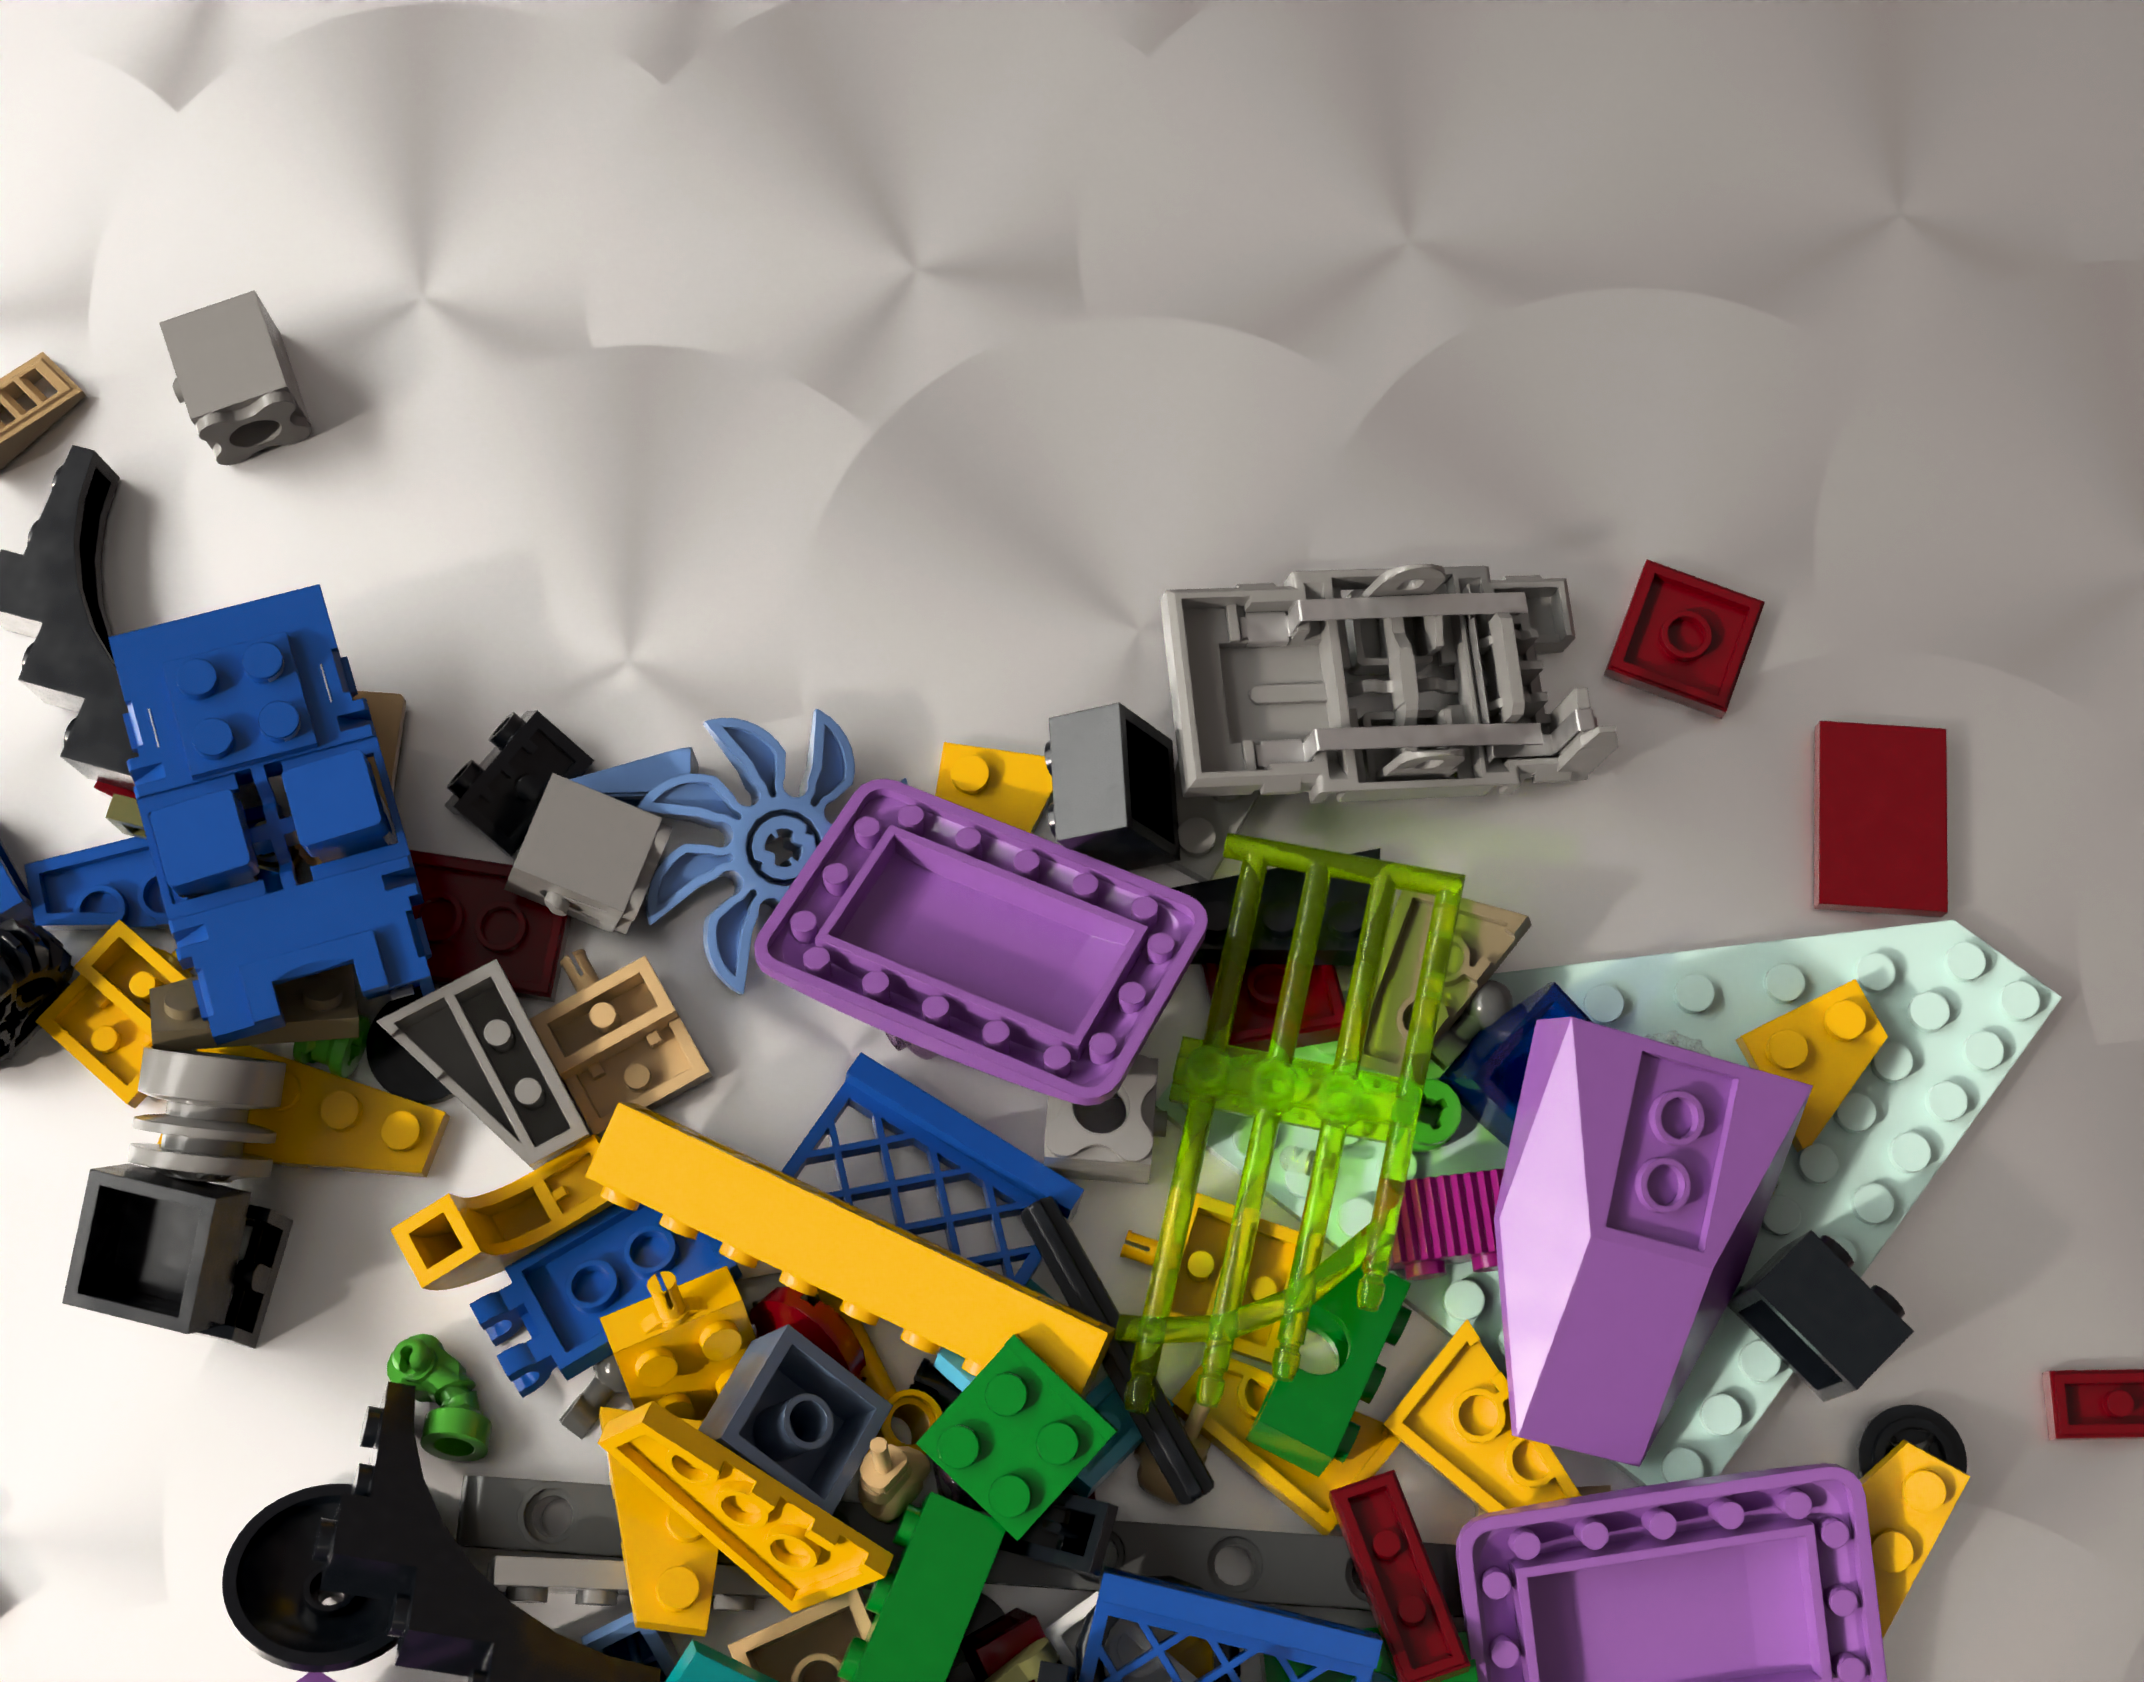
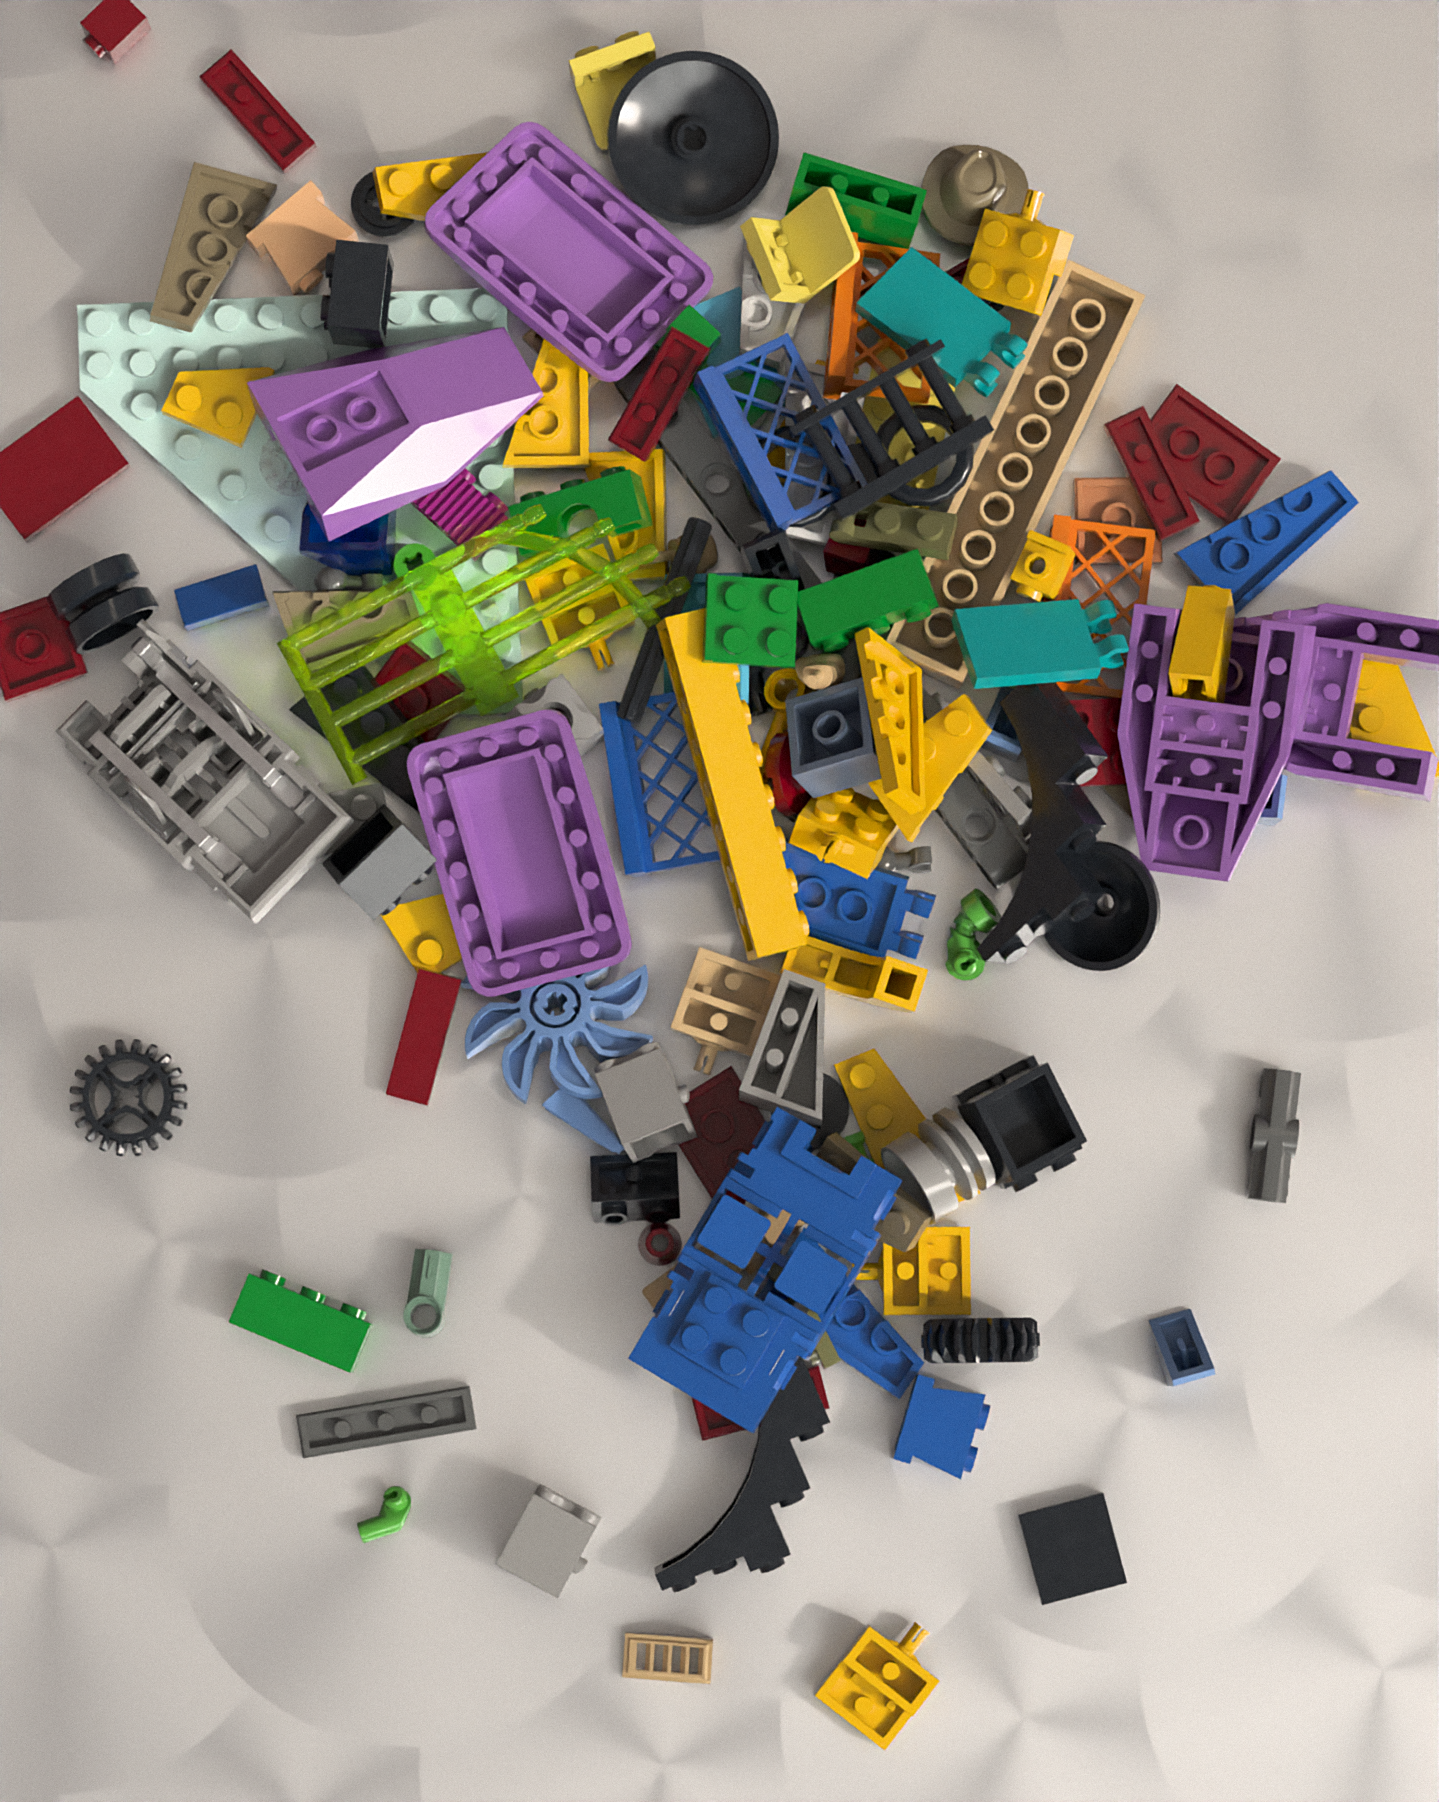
camera: 135 degrees left, 10 degrees up
(420, 258) = (390, 1518): none -> bright green arm
(431, 754) = (669, 1254): none -> dark red cone
(520, 335) = (386, 1422): none -> dark grey tile
(610, 475) = (428, 1287): none -> sand green piece
(698, 326) = (301, 1320): none -> green brick
(885, 694) = (423, 1036): none -> dark red tile
(1091, 294) = (143, 1083): none -> black gear
(1574, 881) = (221, 597): none -> blue slope
(1673, 732) = (102, 603): none -> black wheel
(1955, 1320) = (300, 237): none -> light nougat hips
(2033, 1212) = (206, 241): none -> dark tan wing

